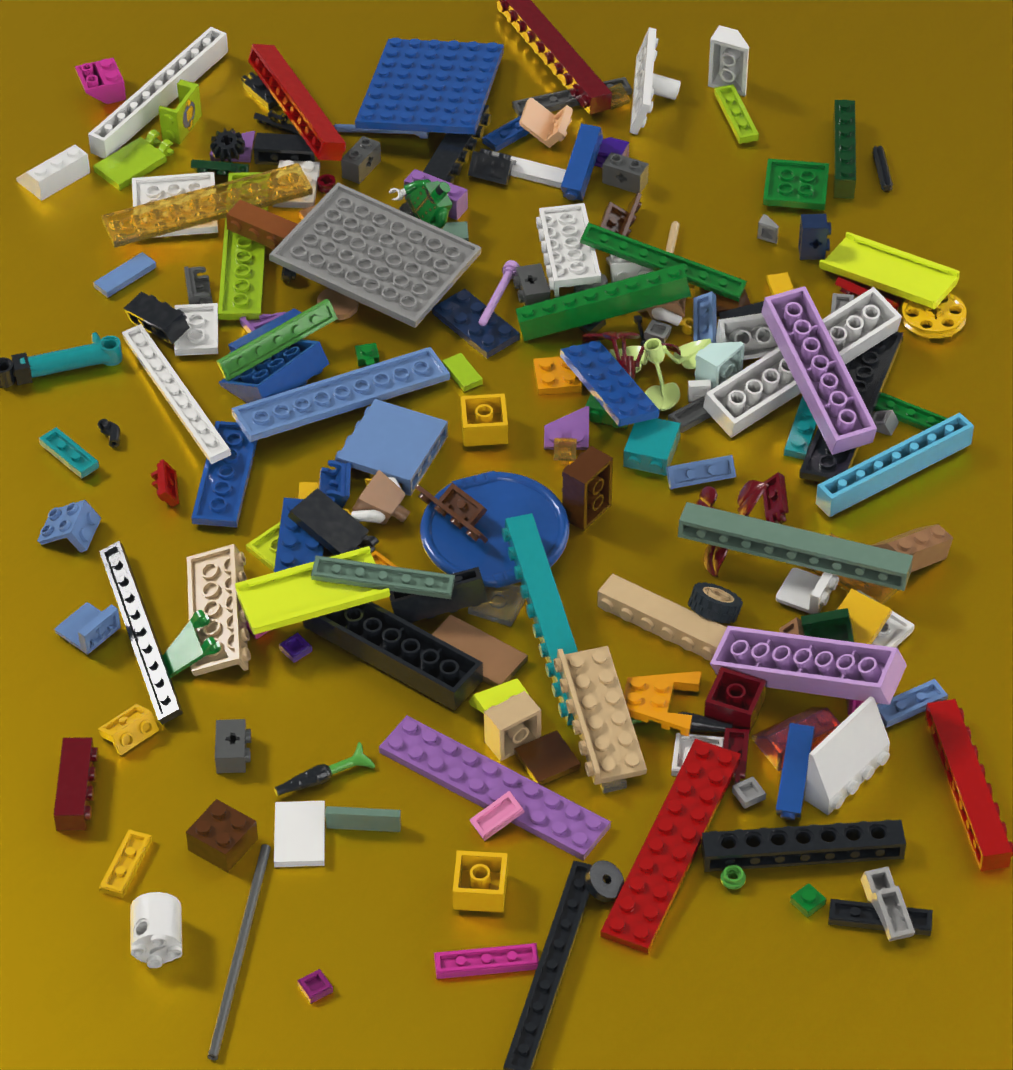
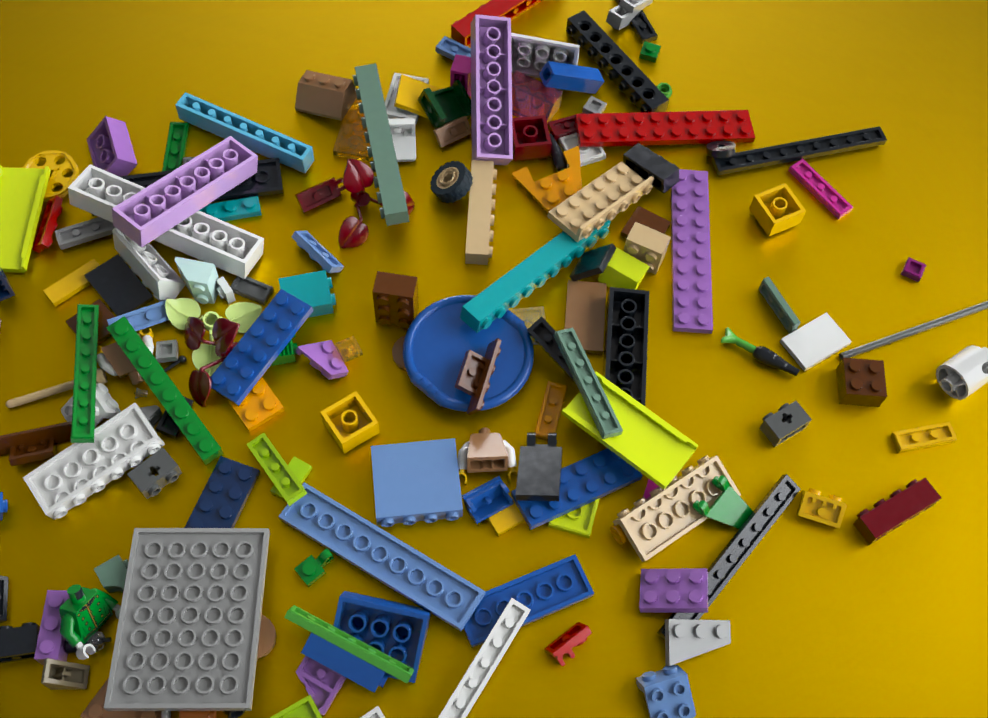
camera: 125 degrees left, 15 degrees up
(89, 627) = (755, 602): medium blue bracket -> none
(96, 565) = (694, 637): none -> wing
(146, 568) = (674, 590): none -> medium lavender plate
(393, 179) = (64, 675): none -> dark tan slope
(475, 357) = (276, 469): none -> lime plate
(497, 815) = (717, 228): bright pink tile -> none
(508, 271) = (140, 504): lavender piece -> none
(526, 671) = (593, 262): none -> black tile
(619, 791) = (649, 164): none -> black brick
(938, 365) = (112, 147): none -> medium lavender slope

